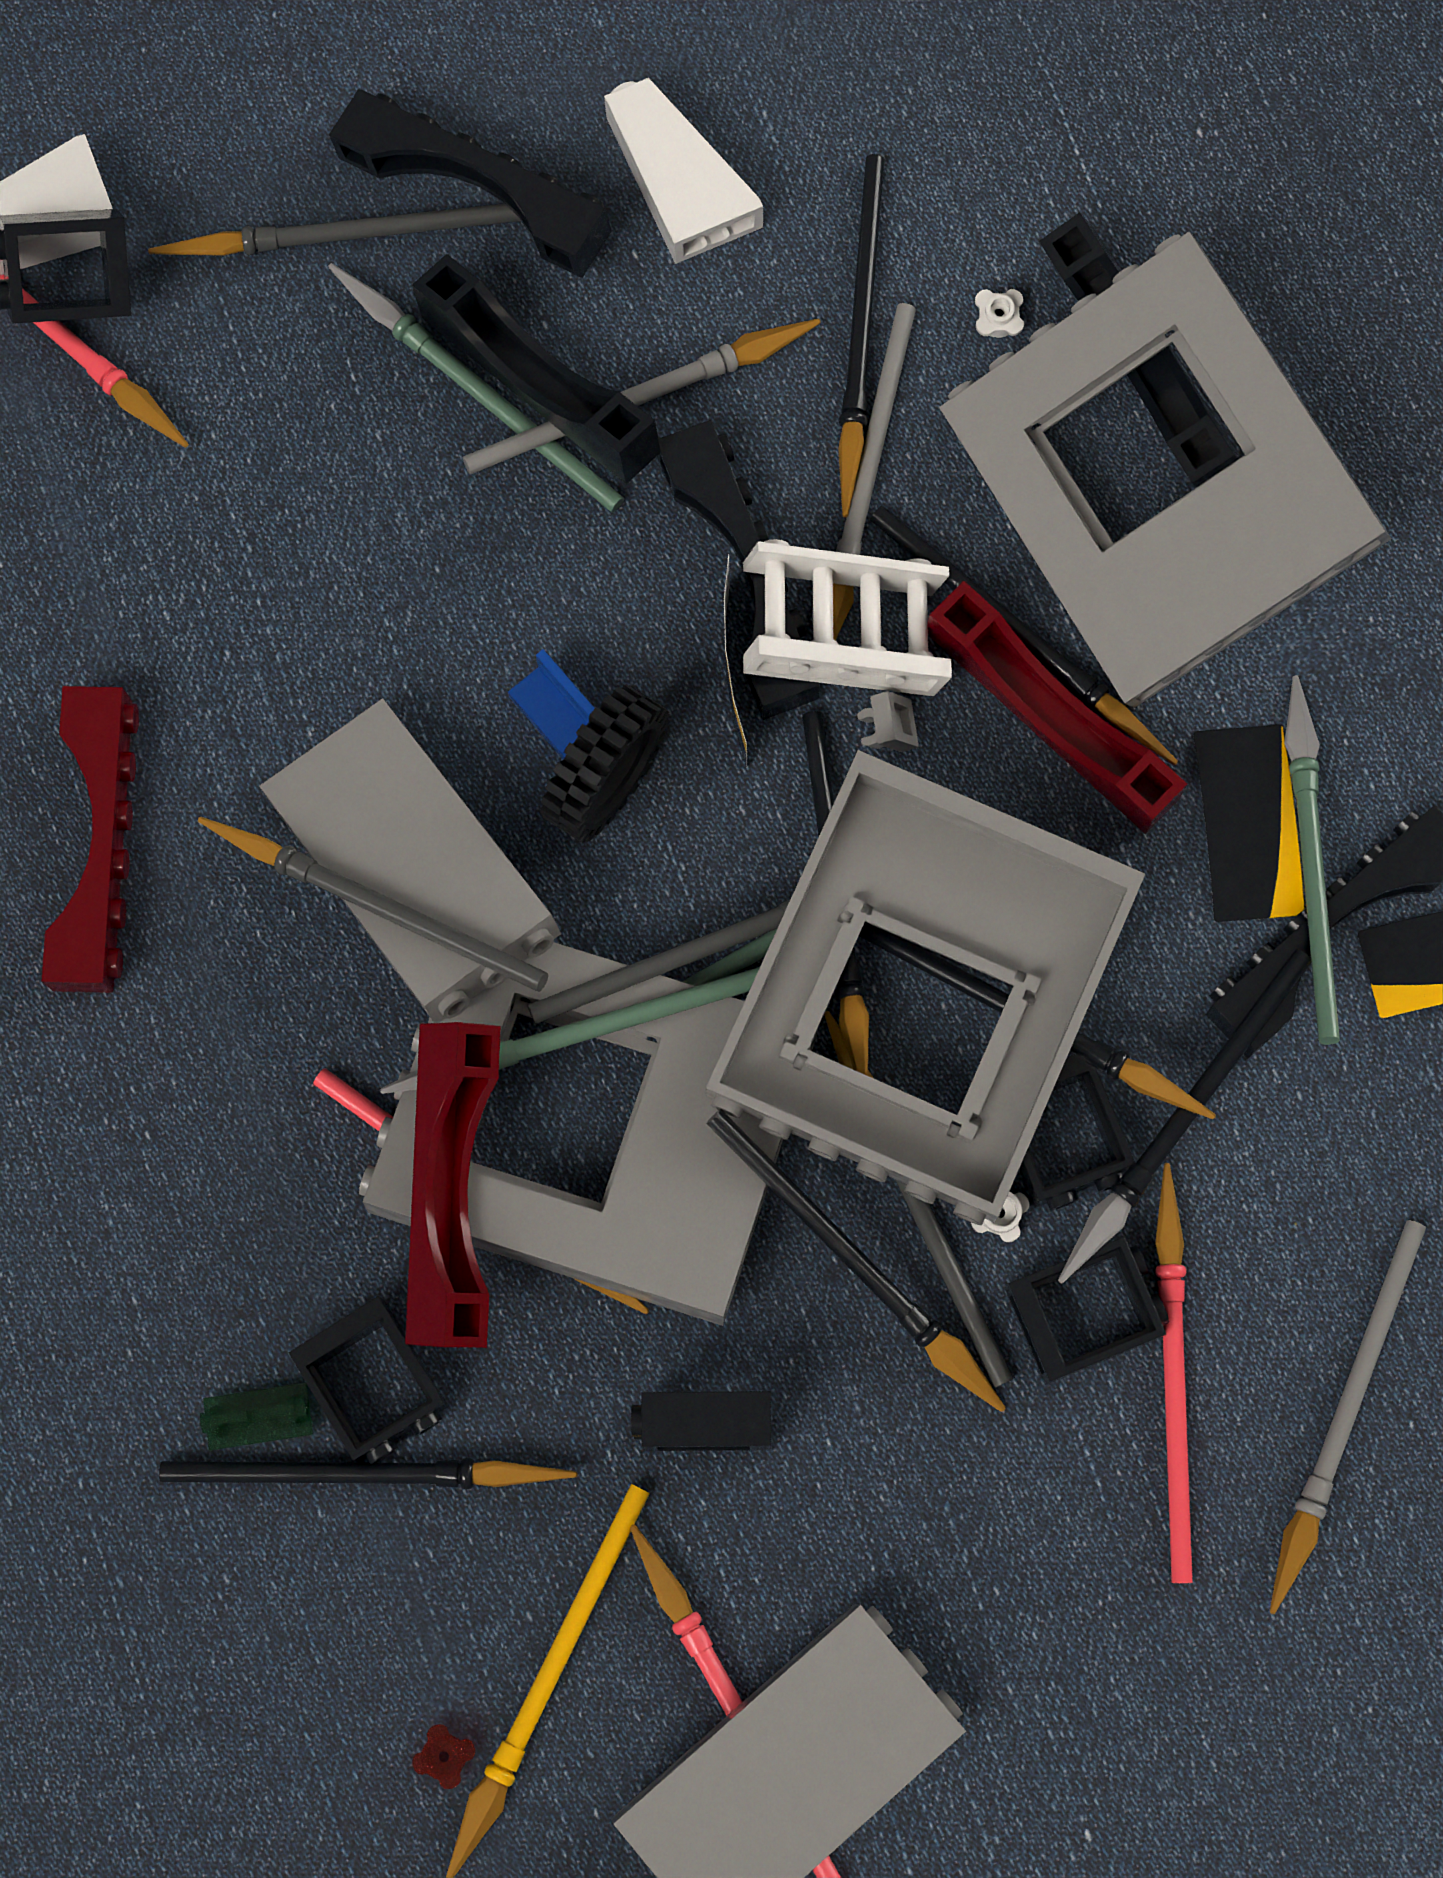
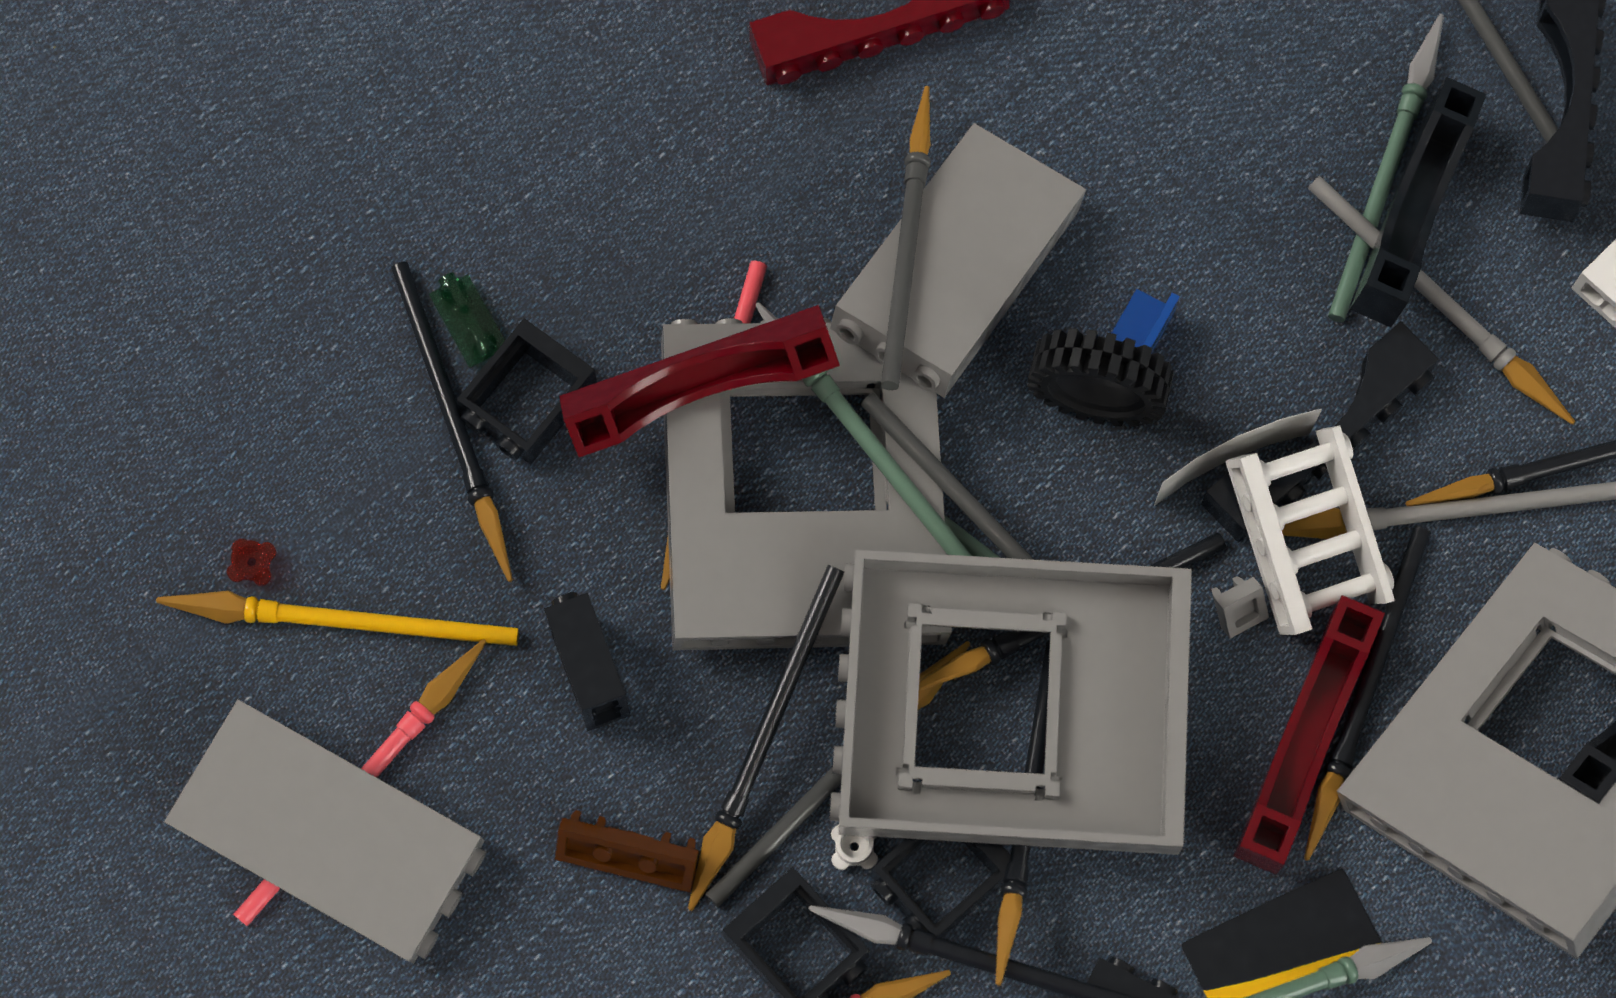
camera: 65 degrees right, 5 degrees down
(924, 1453) = (626, 853): none -> reddish brown plate

